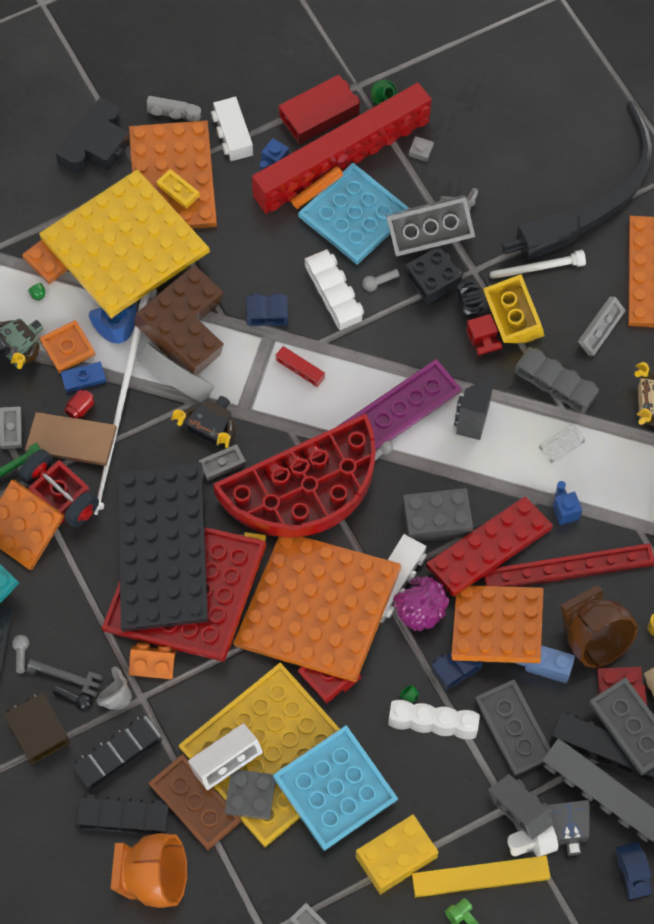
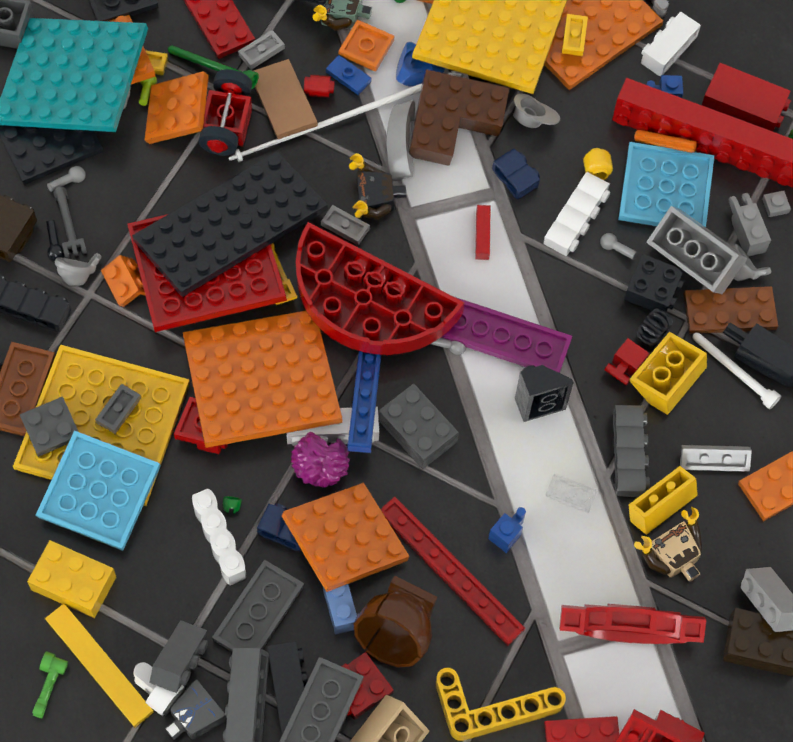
camera: 55 degrees right, 0 degrees up
(223, 263) = (533, 113): none -> light grey piece
(225, 756) = (67, 383): white brick -> none
(272, 731) = (118, 408): none -> dark grey plate
(301, 246) = (598, 163): none -> yellow head
(395, 541) = (364, 402): none -> blue tile
(428, 178) = (749, 226): none -> light grey hinge
(489, 546) = (421, 488): red plate -> none
(492, 227) = (741, 306): none -> dark orange plate
(613, 382) = (663, 500): none -> yellow brick

